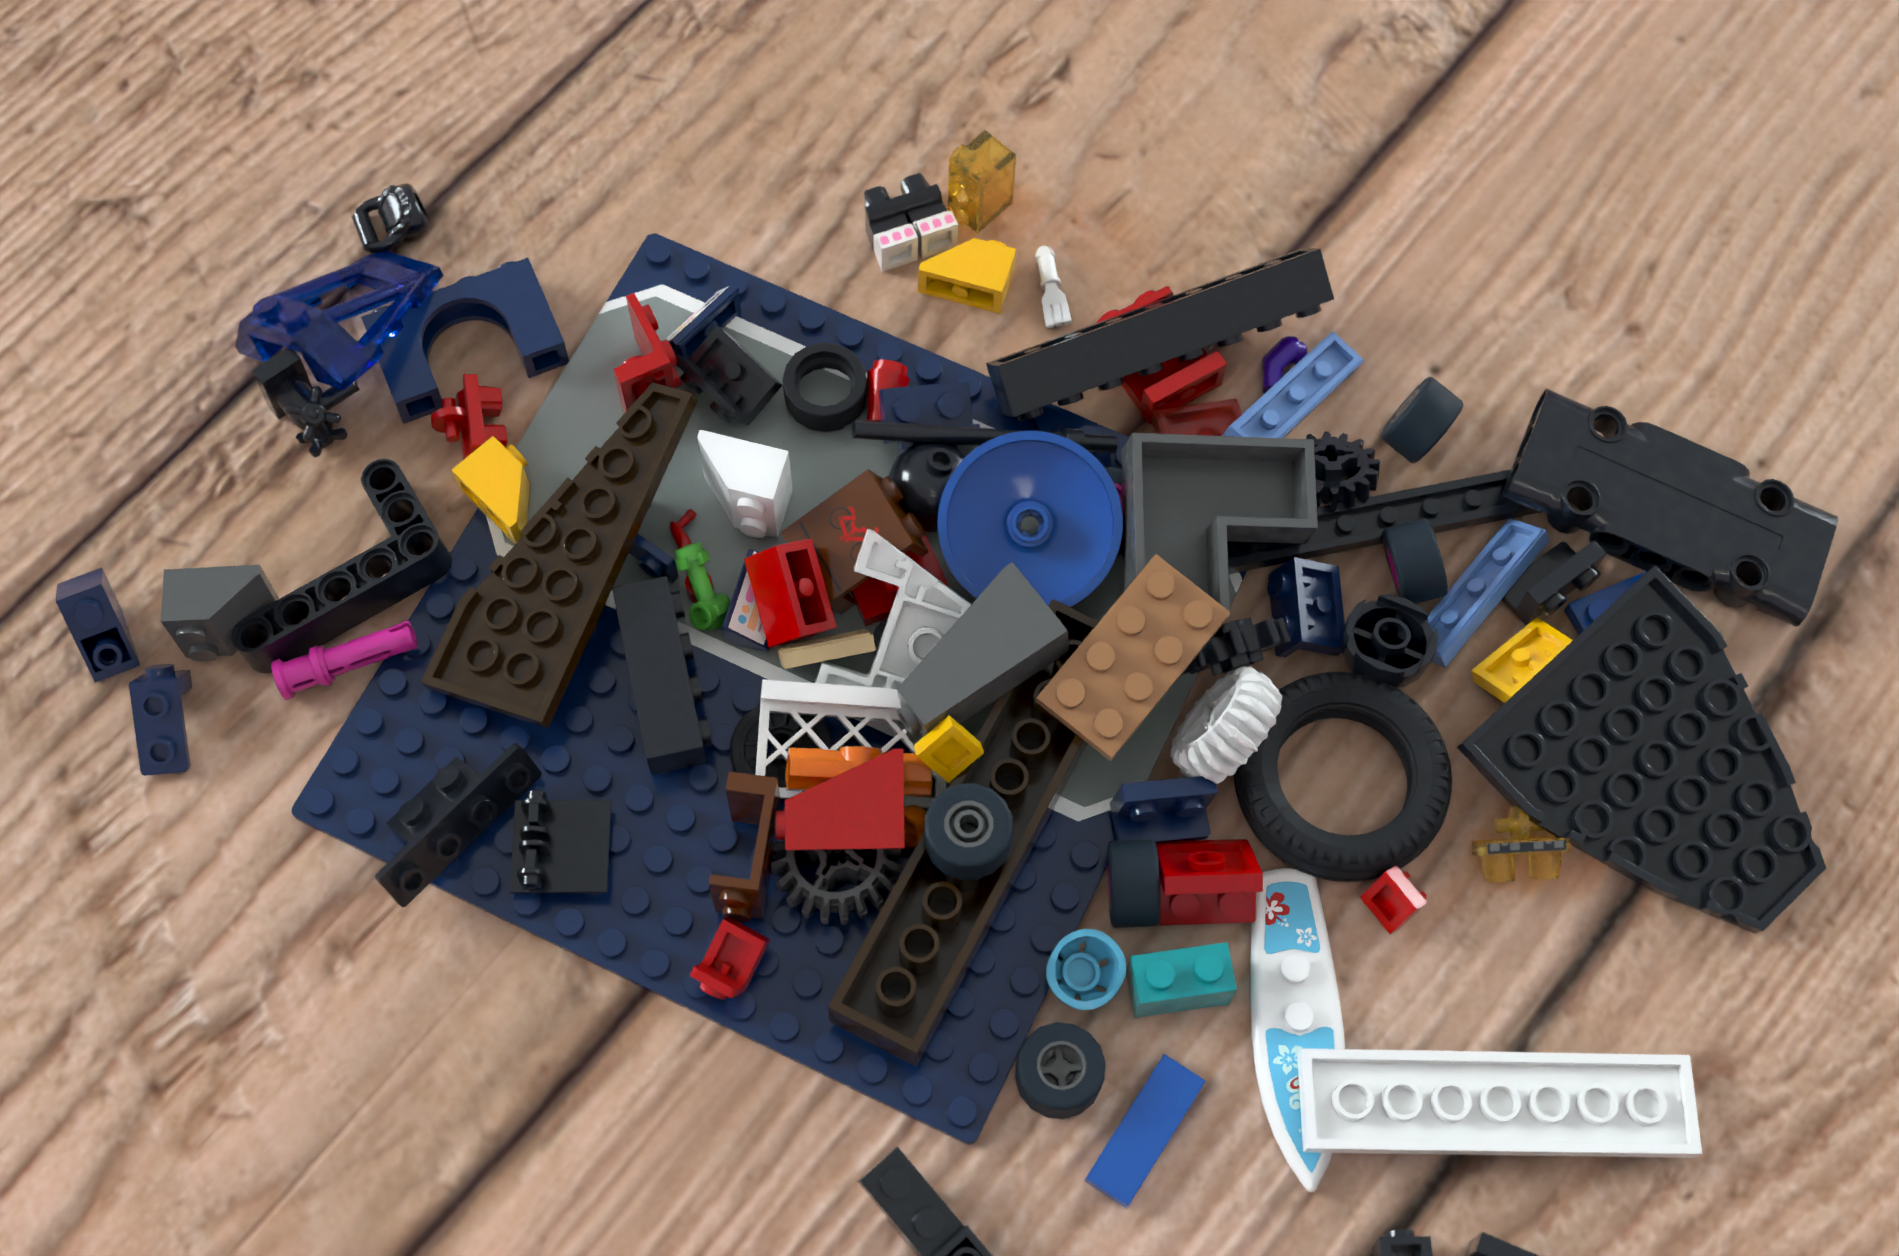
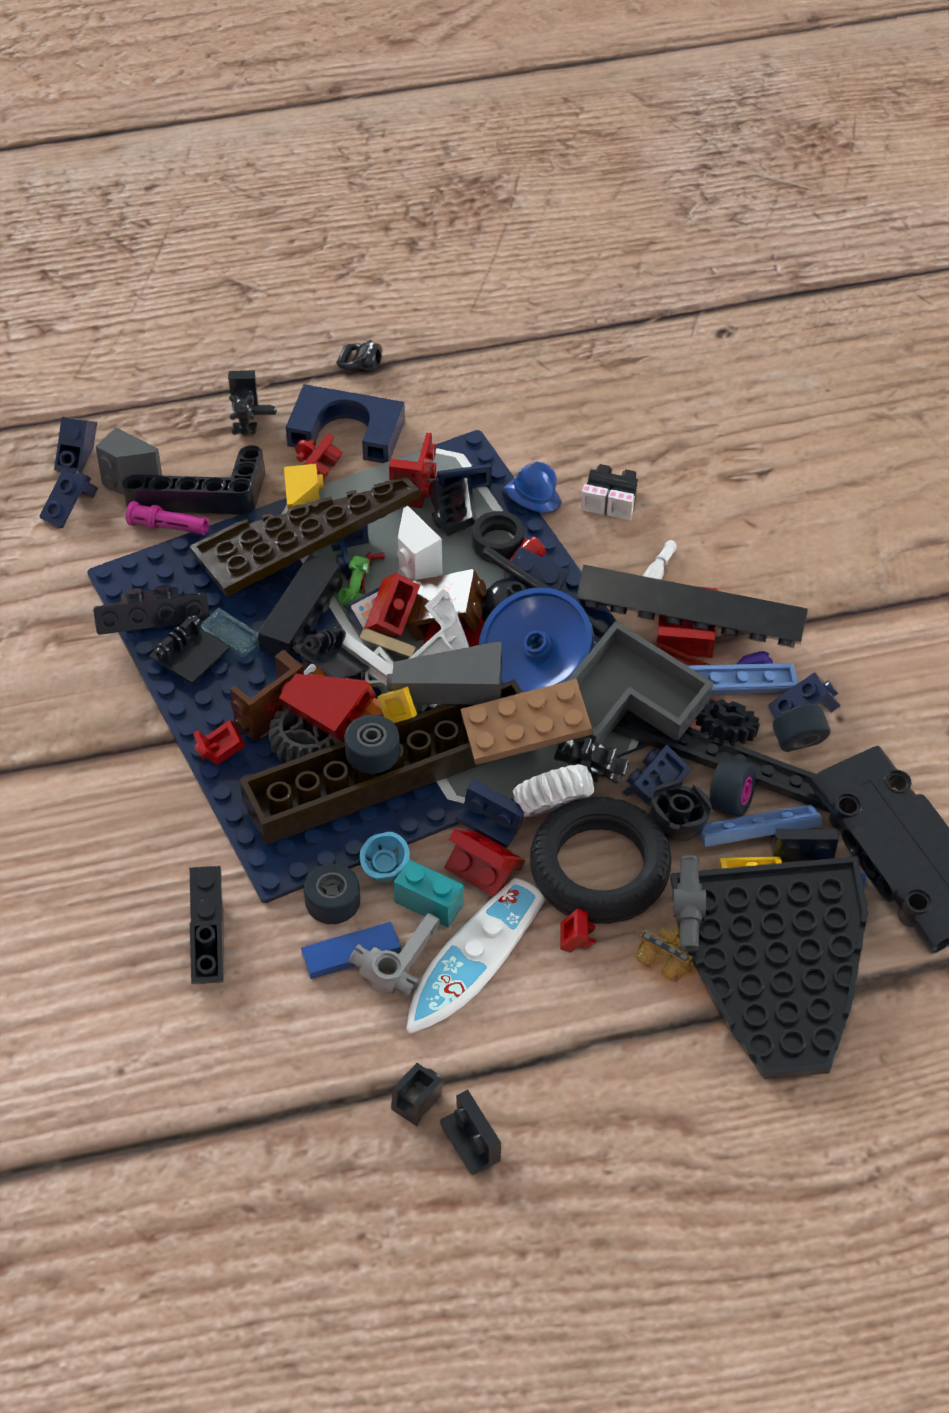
camera: 40 degrees right, 15 degrees down
(329, 350) = (270, 381): clear blue windscreen -> none
(591, 775) = (231, 632): none -> clear light blue tile
(793, 733) = (327, 654): none -> black hinge
(809, 282) = (535, 488): none -> blue piece
(970, 274) = (621, 531): yellow slope -> none
(980, 181) = (660, 490): clear yellow brick -> none
(1133, 883) = (436, 831): black wheel -> none
(1233, 1106) = (399, 964): none -> light grey piece
(1386, 378) = (809, 691): none -> dark blue bracket
(1497, 1103) = (542, 1054): white plate -> none
(1525, 773) = (689, 903): none -> dark grey pin

